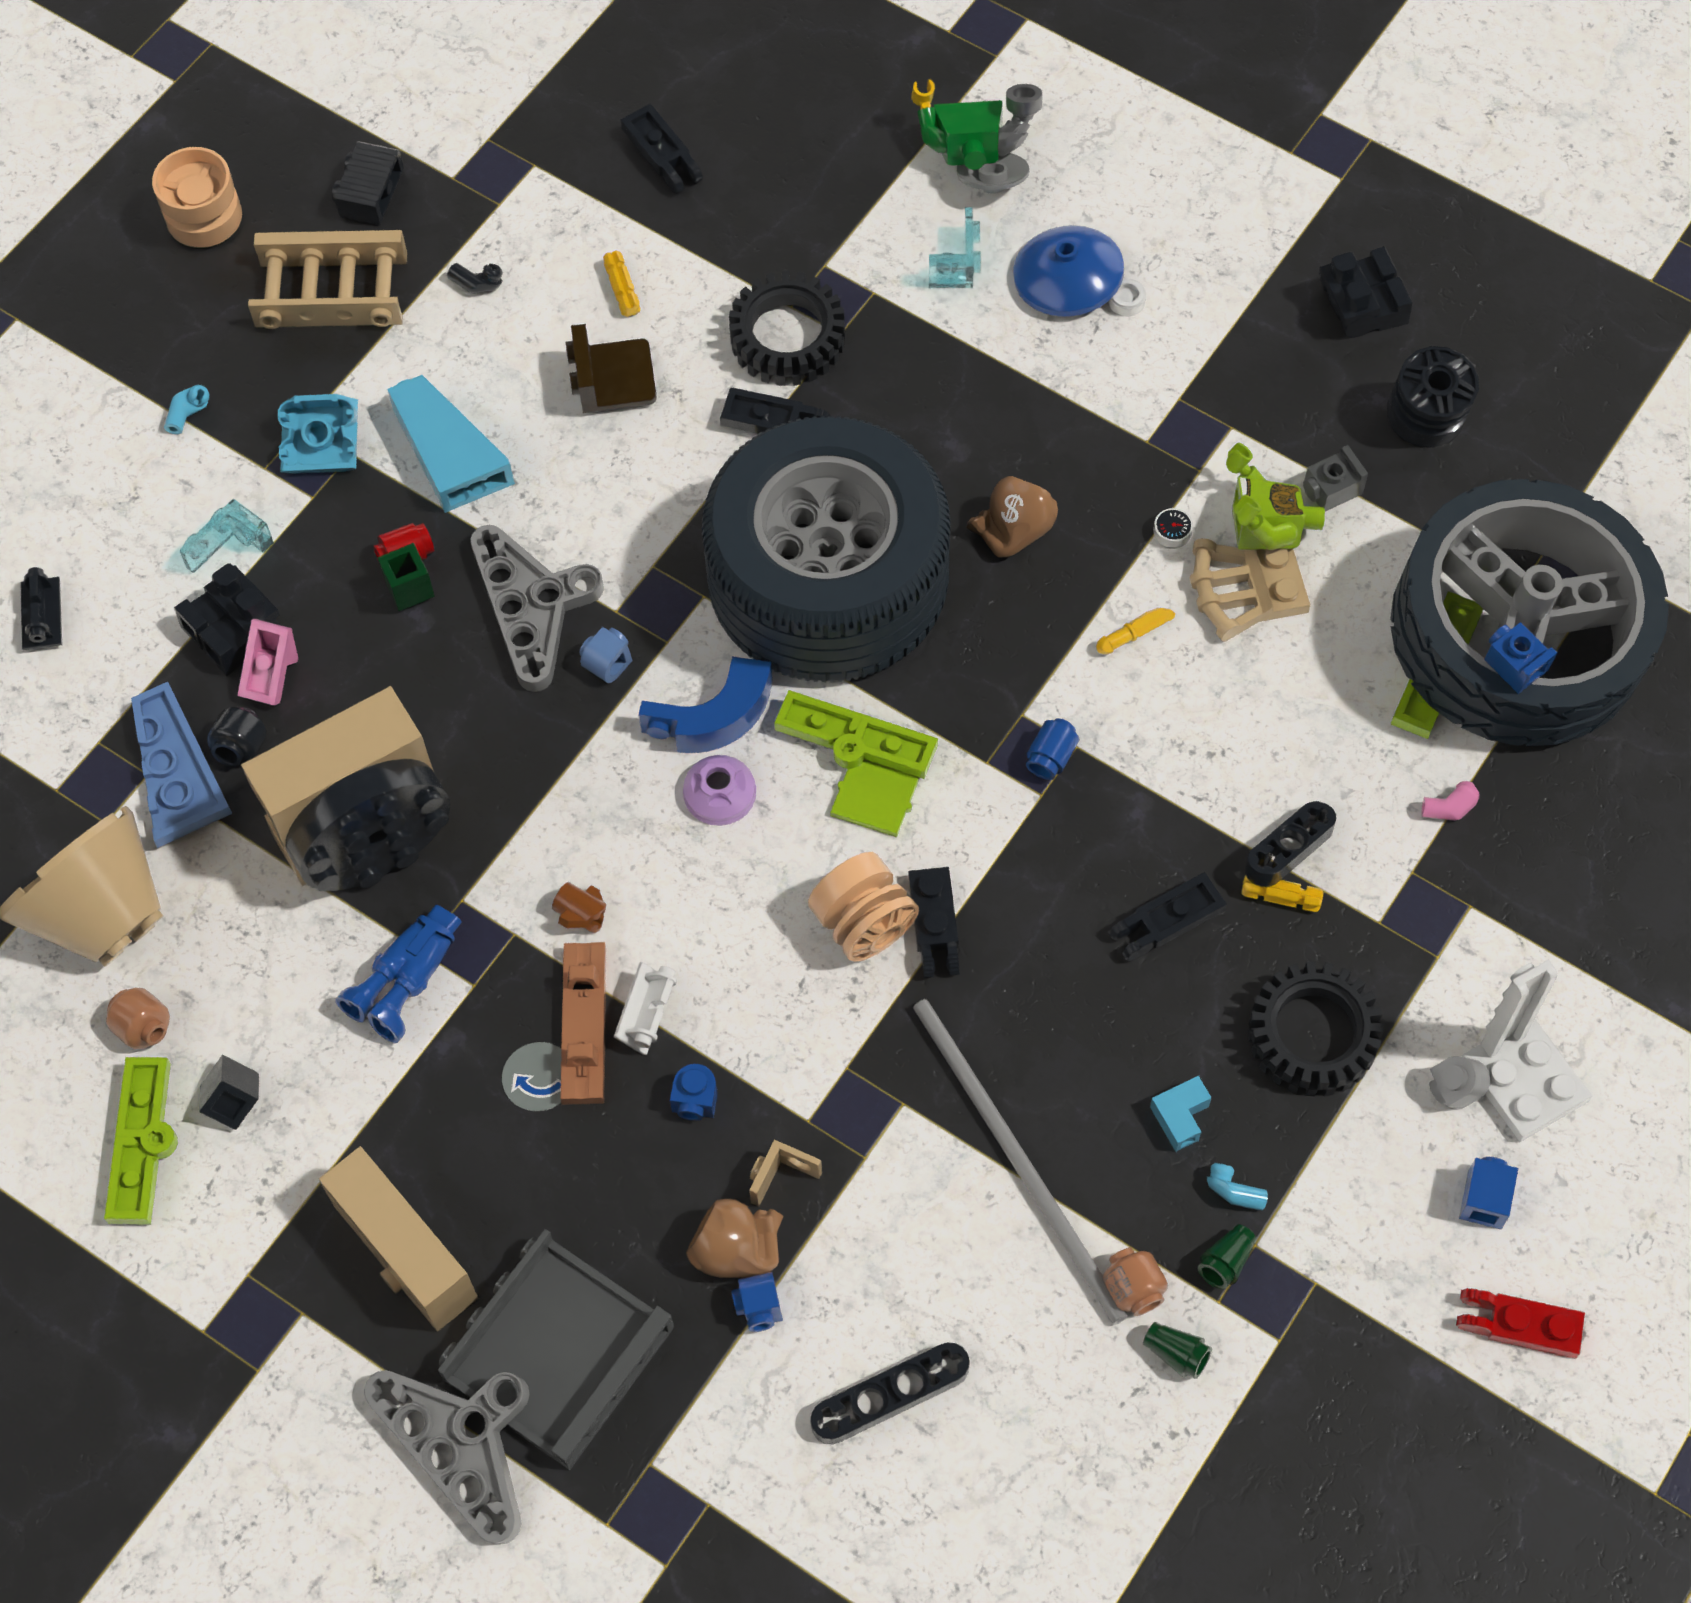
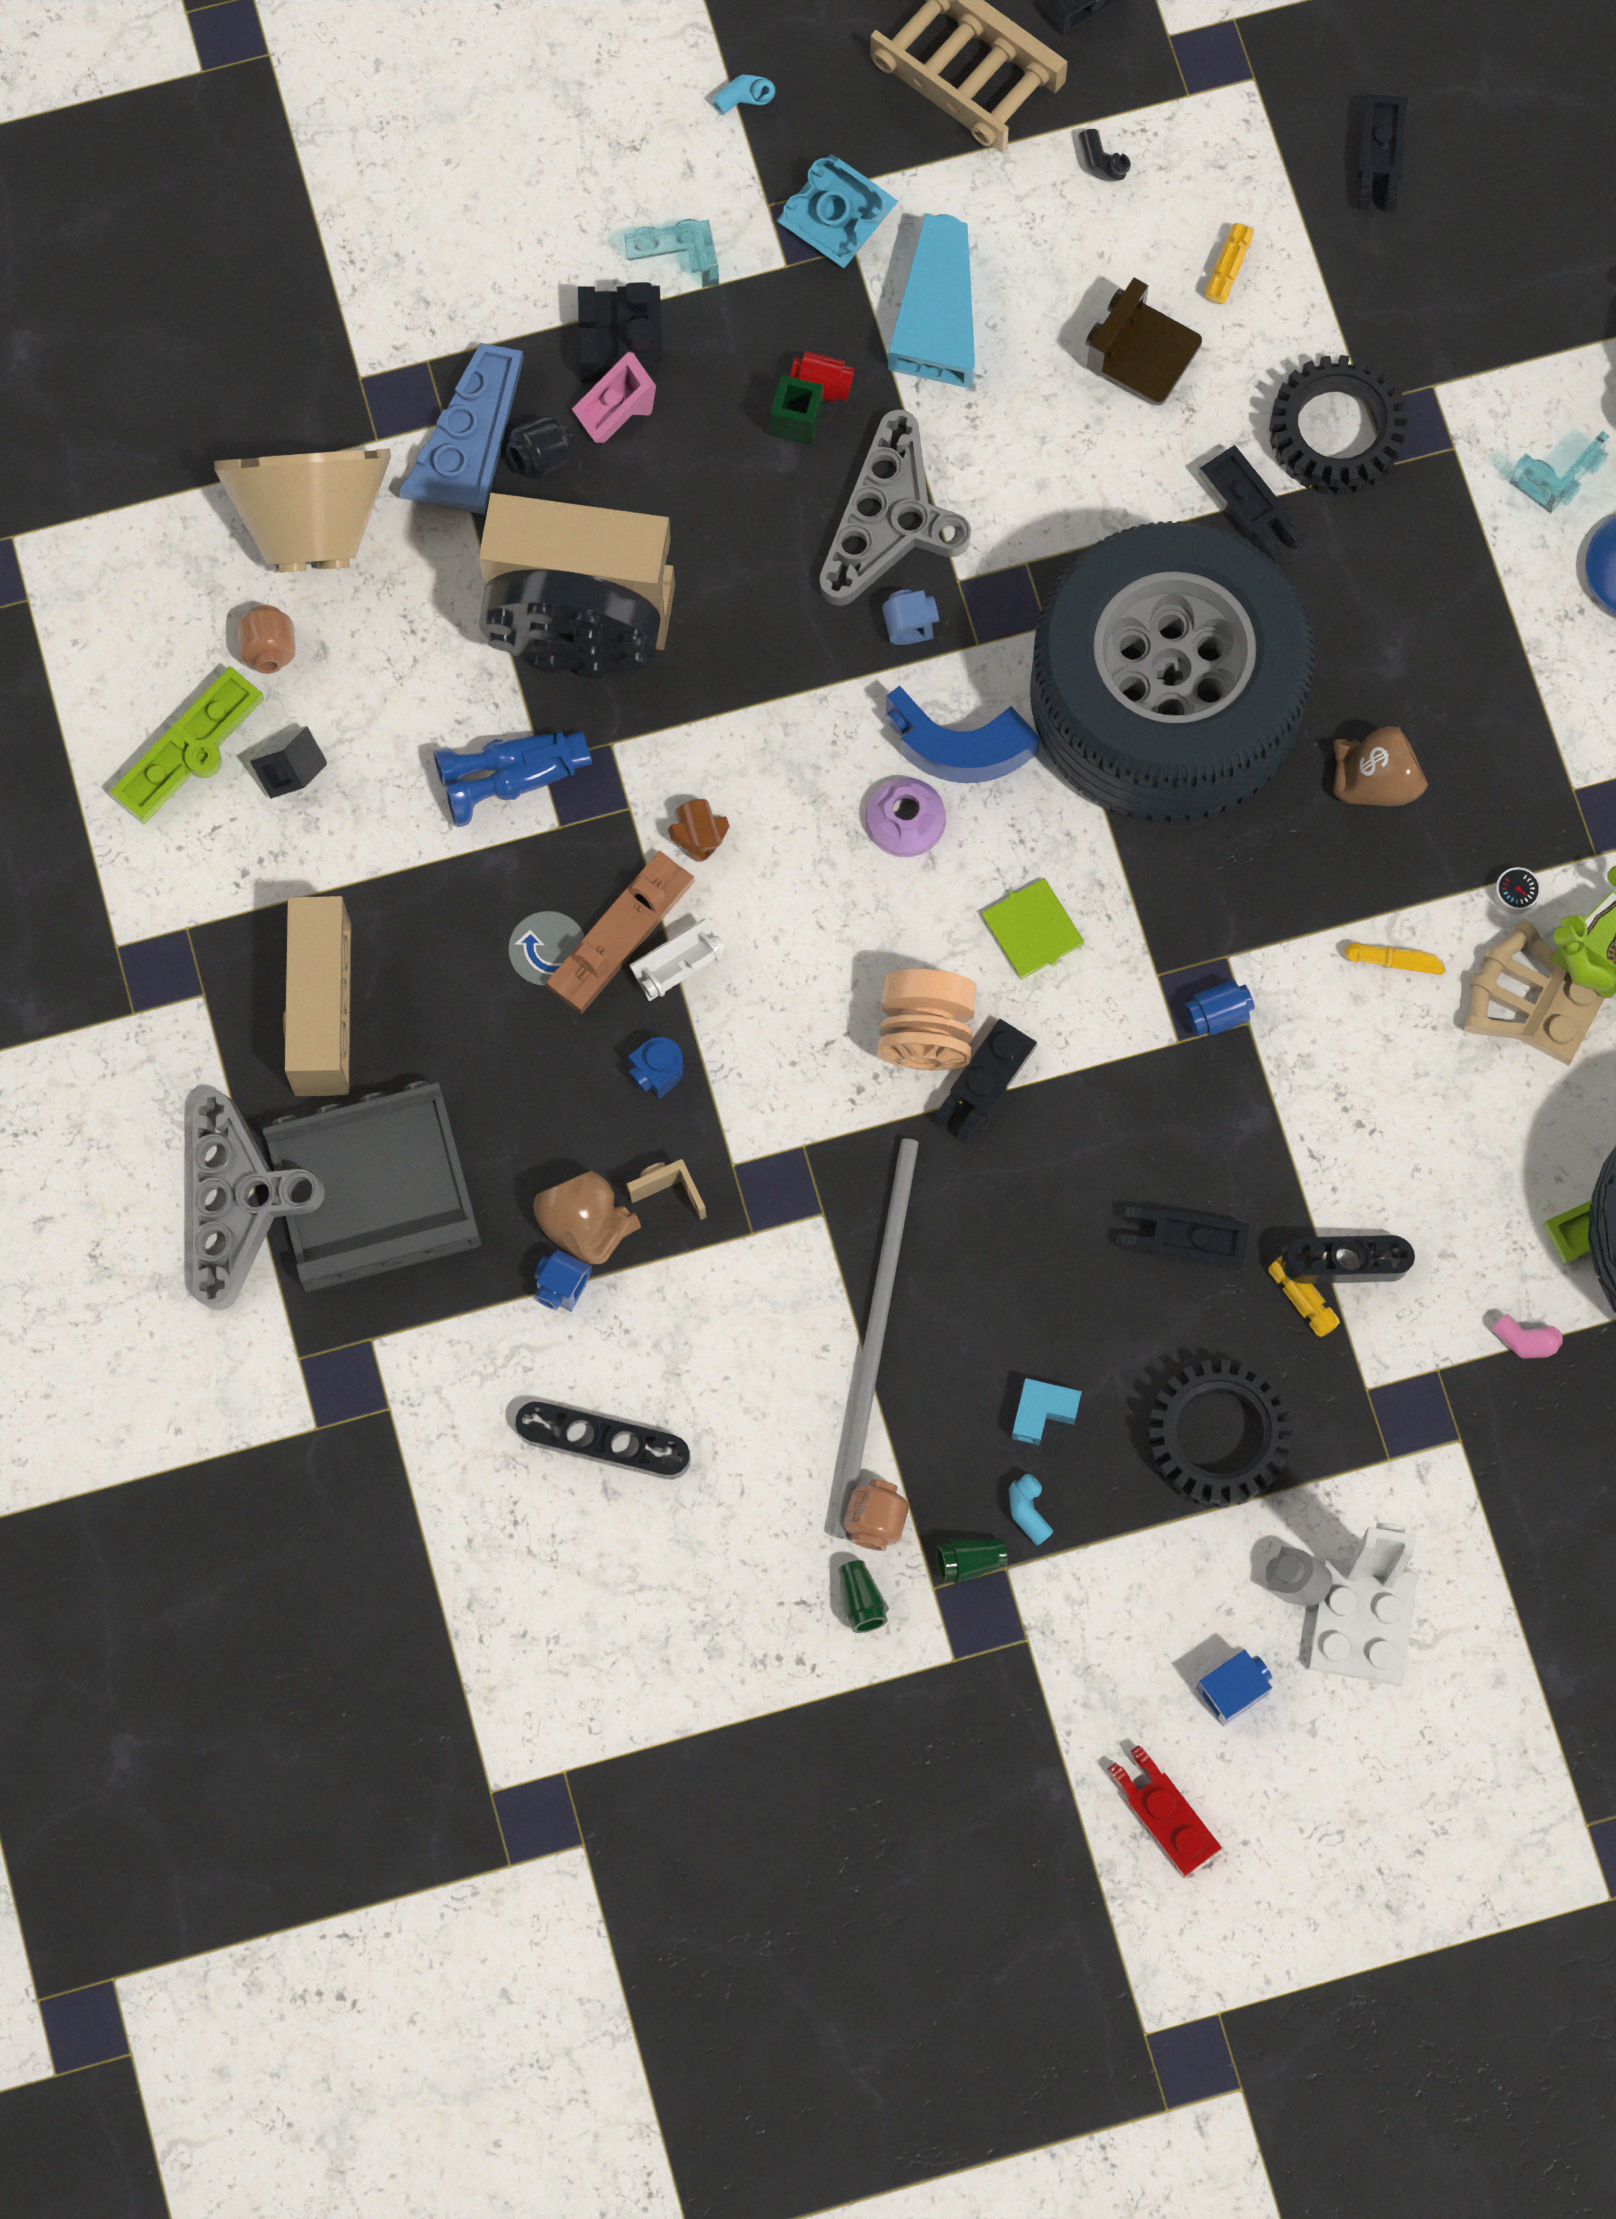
camera: 40 degrees right, 10 degrees up
(40, 610) = (471, 199): black hinge -> none
(855, 735) = (1061, 861): lime hinge -> none

